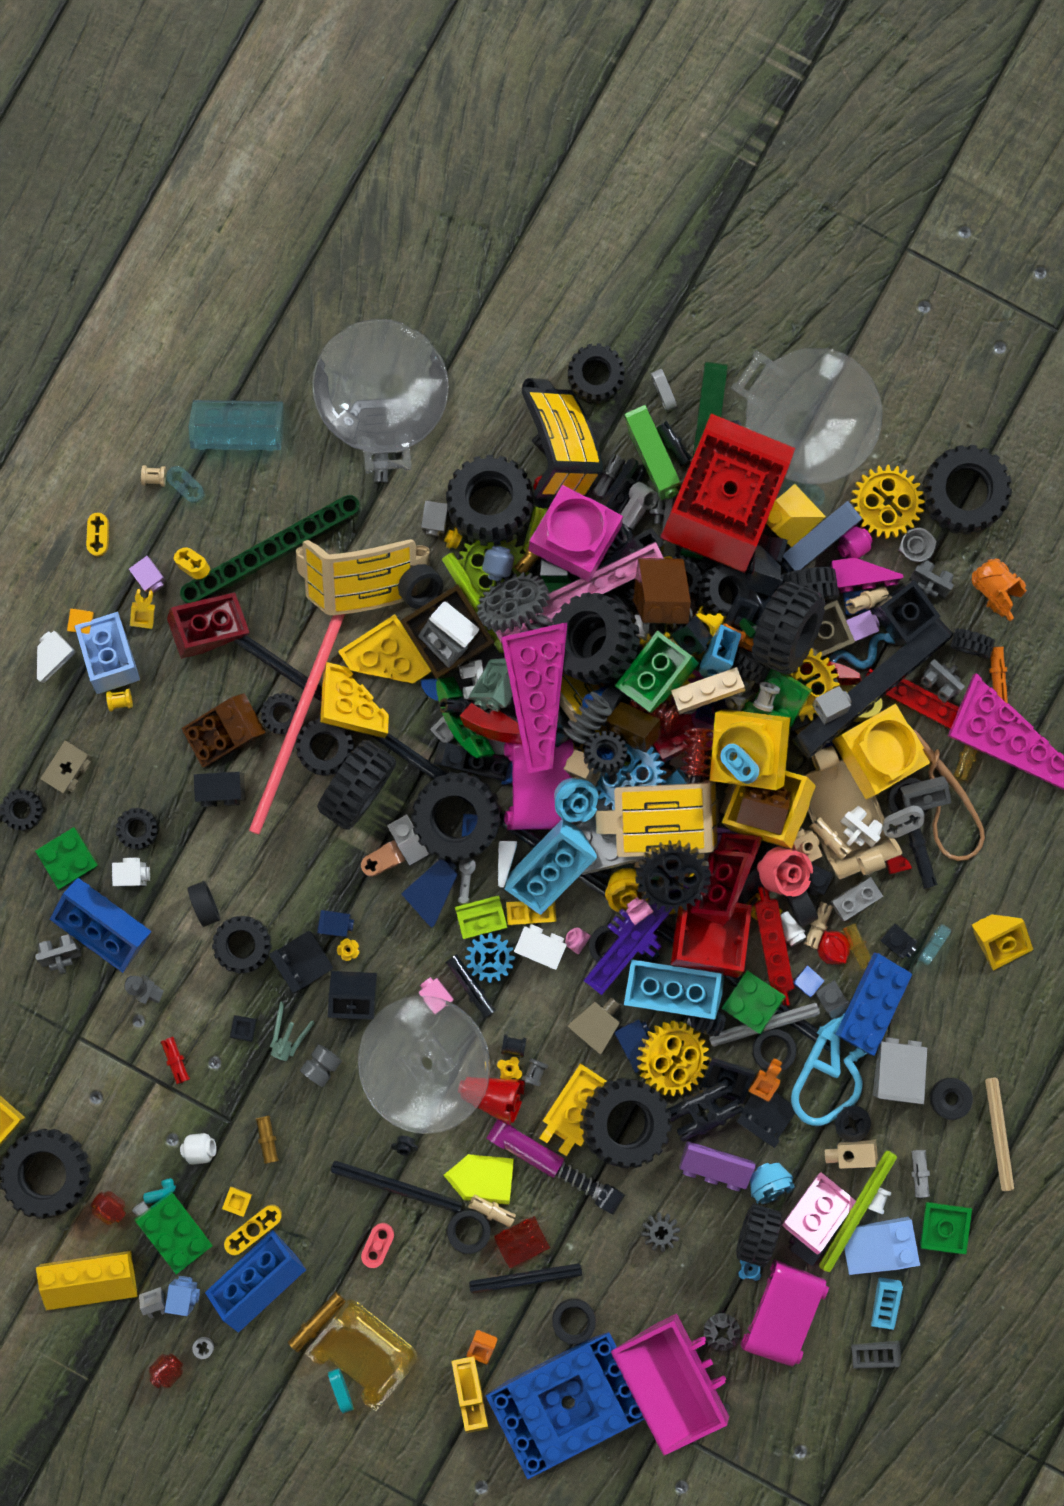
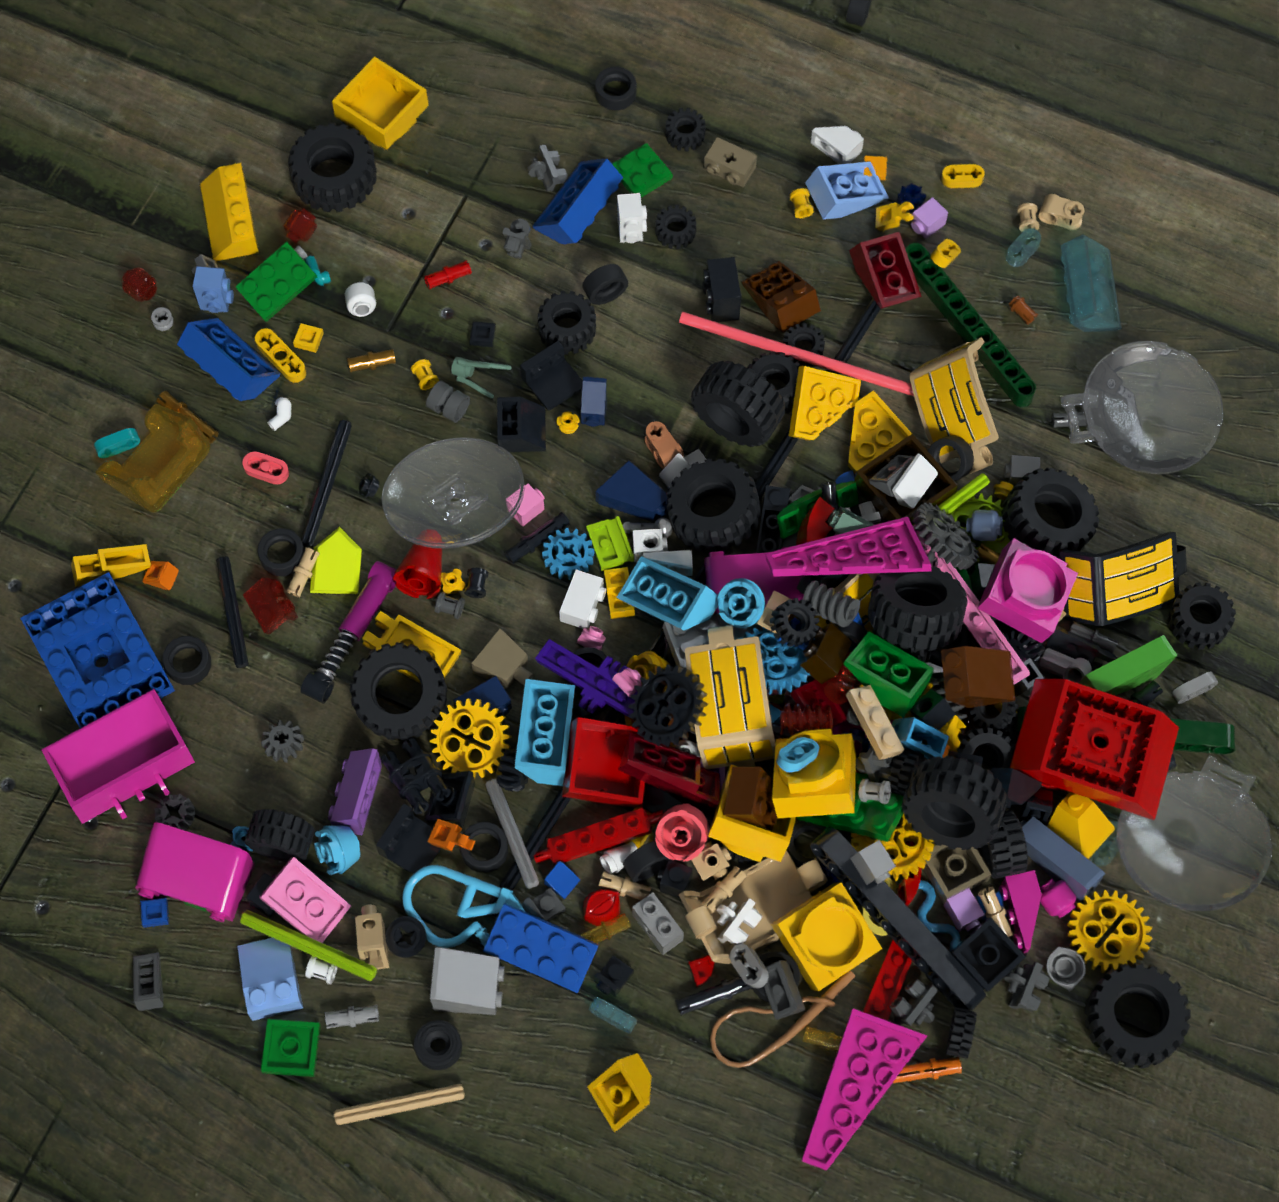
camera: 85 degrees right, 20 degrees down
(117, 584) = (912, 194): none -> clear blue gear
(148, 447) = (1060, 211): none -> tan piece
(257, 494) = (1023, 309): none -> dark orange pin
(281, 1092) = (424, 374): none -> yellow bush
(318, 1227) = (283, 413): none -> white arm
(486, 890) = (642, 537): none -> white brick
(753, 1002) = (535, 817): green plate -> none
(814, 1349) = (154, 912): none -> blue tile
(888, 1284) = (221, 992): medium azure slope -> none
(996, 584) = (1032, 1059): orange helmet -> none

